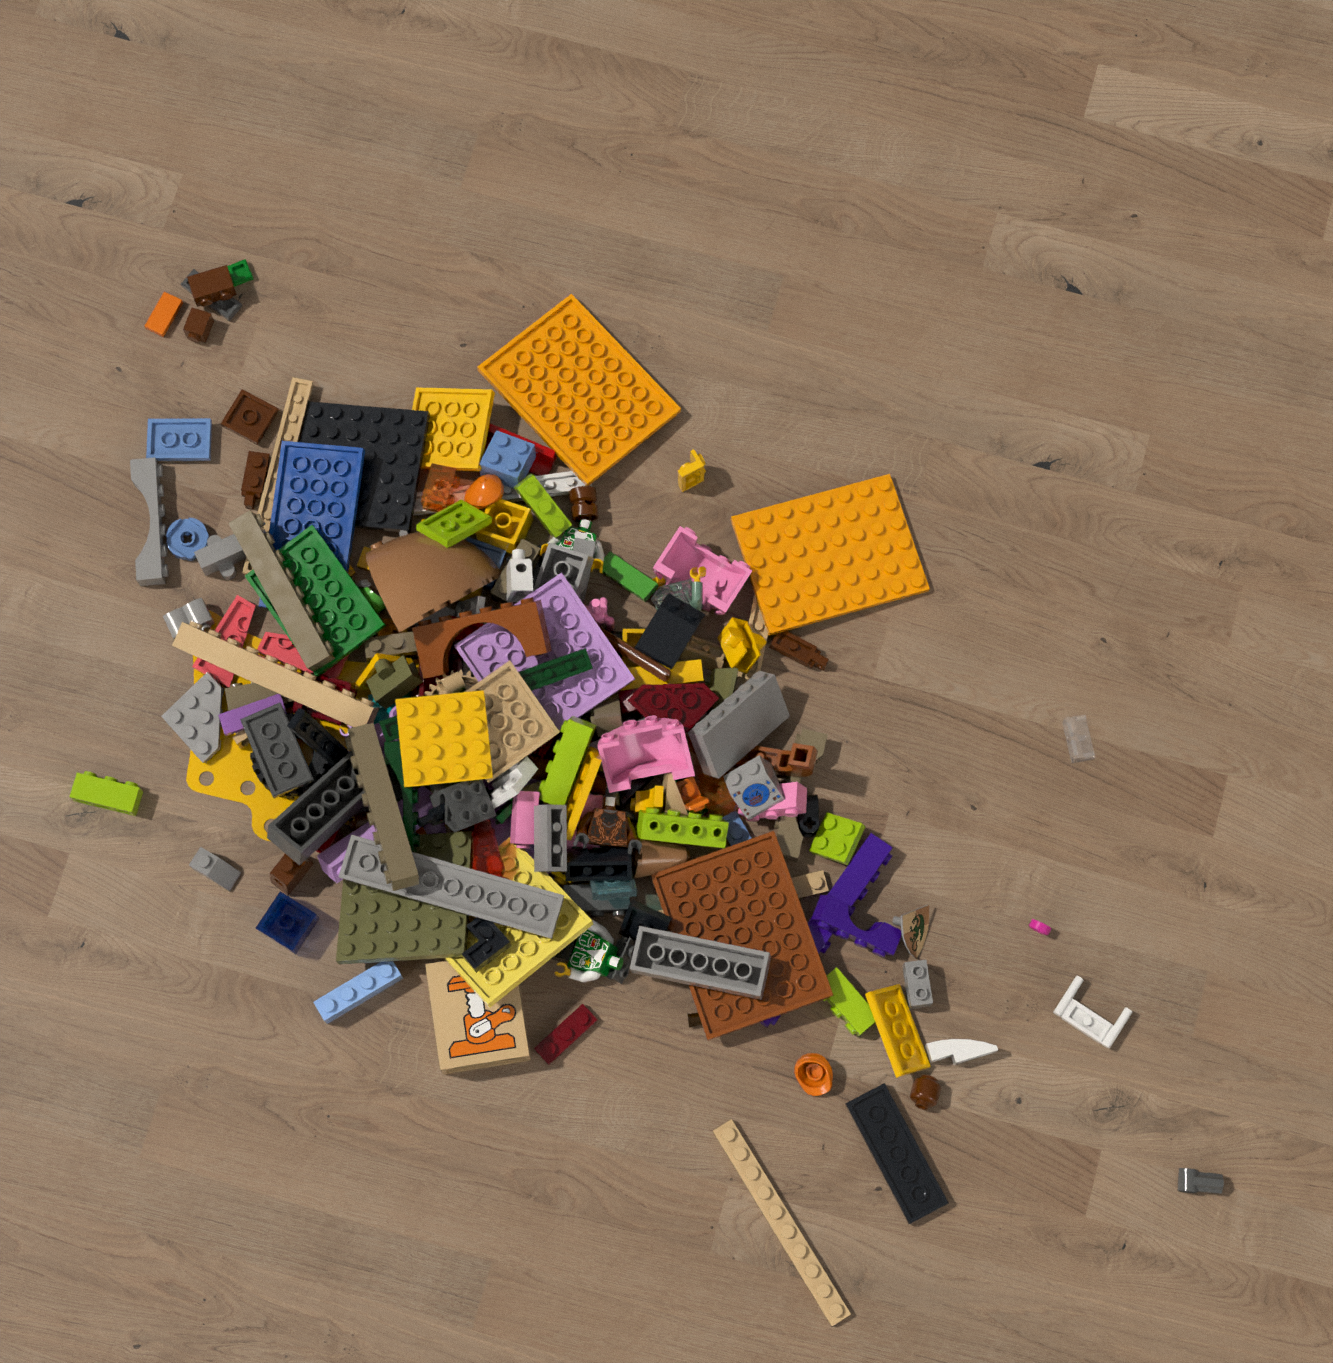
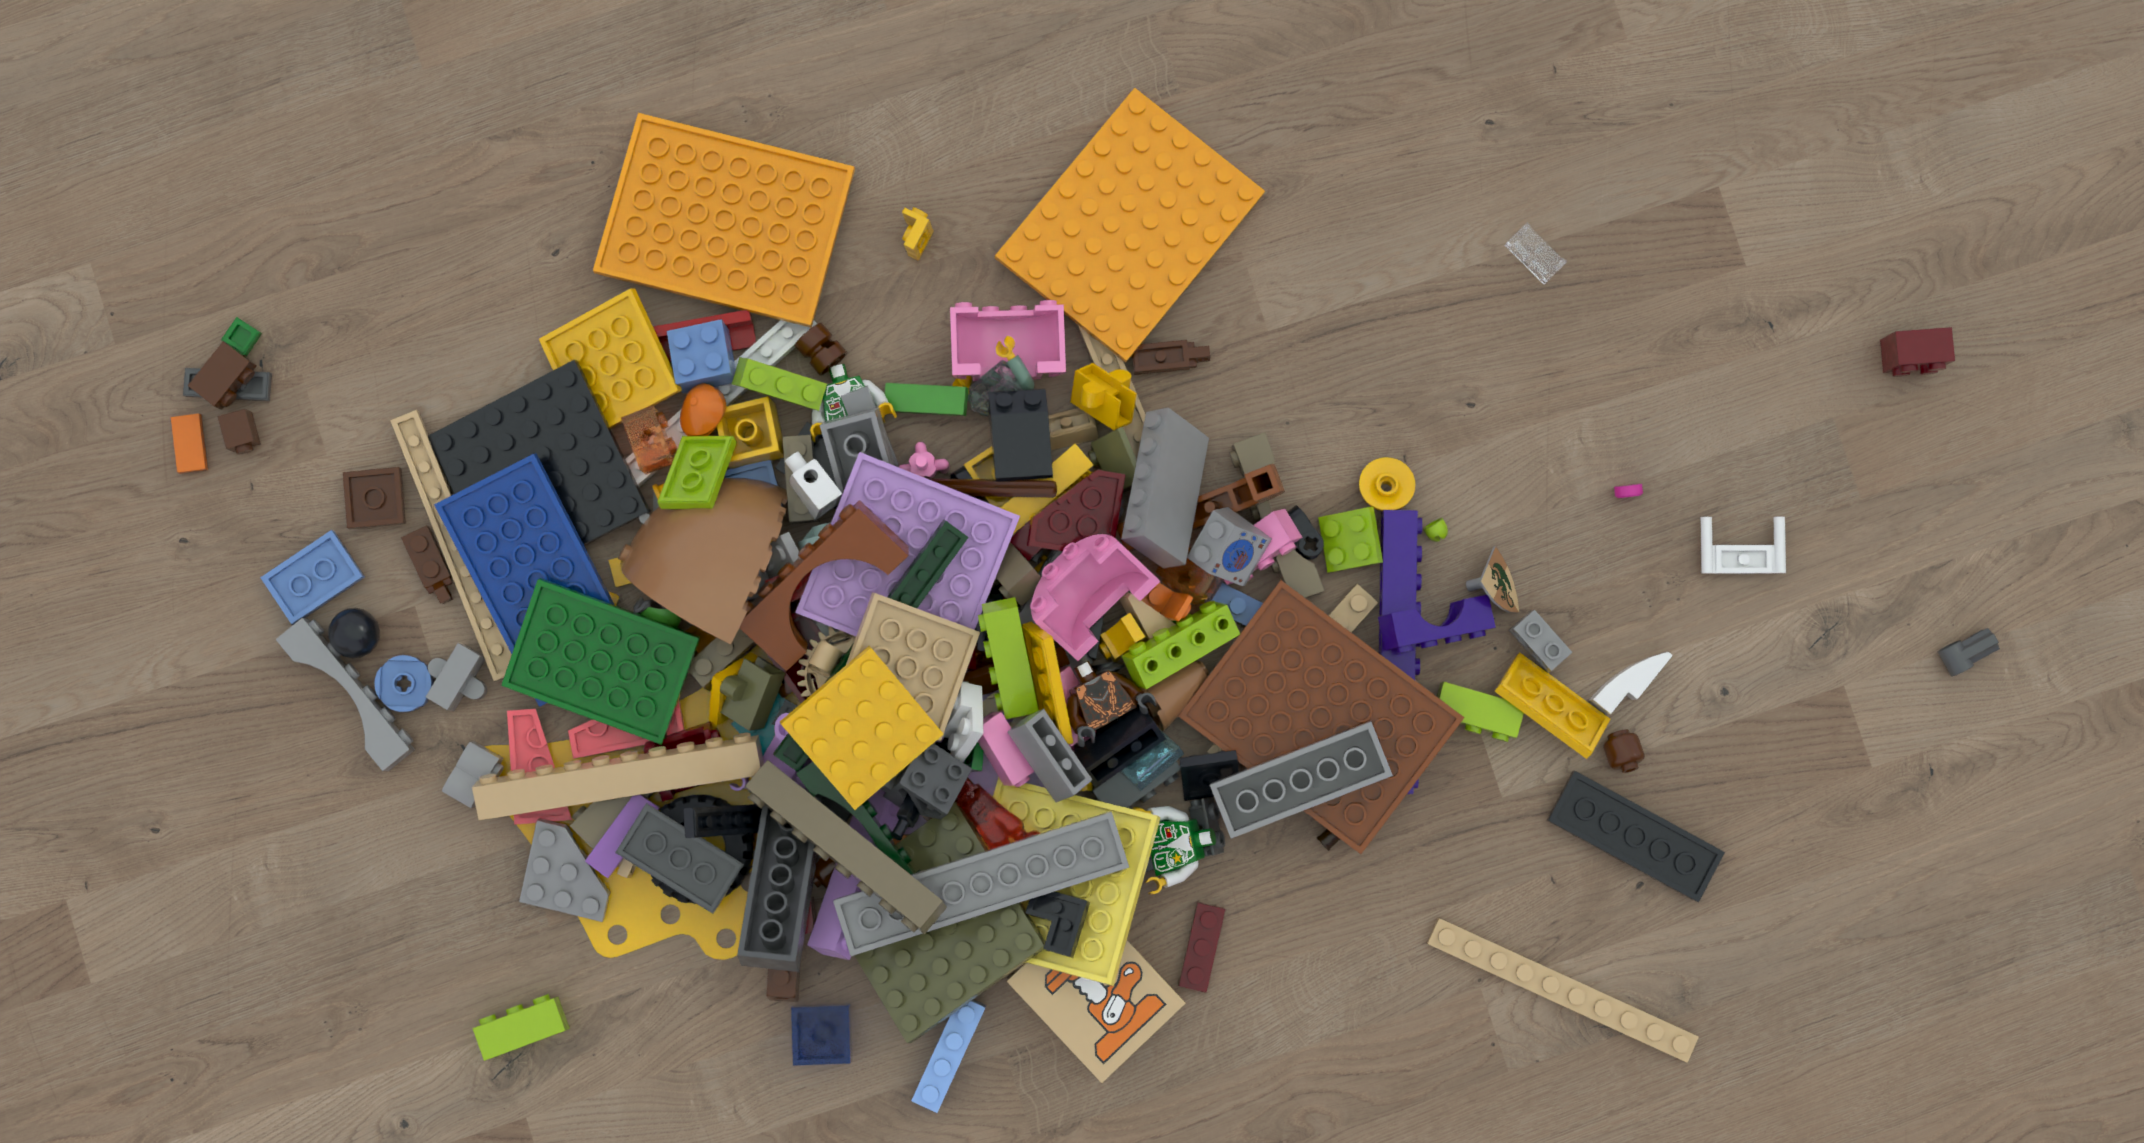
camera: 40 degrees left, 10 degrees up
(179, 487) = (354, 633): none -> black piece
(214, 869) = (699, 1028): light grey slope -> none
(281, 590) = (557, 676): dark tan brick -> none
(814, 1074) = (1494, 812): orange hat -> none
(888, 812) = (1390, 472): none -> yellow dish
(897, 871) = (1436, 530): none -> lime hinge
(1290, 961) = (1917, 350): none -> dark red brick

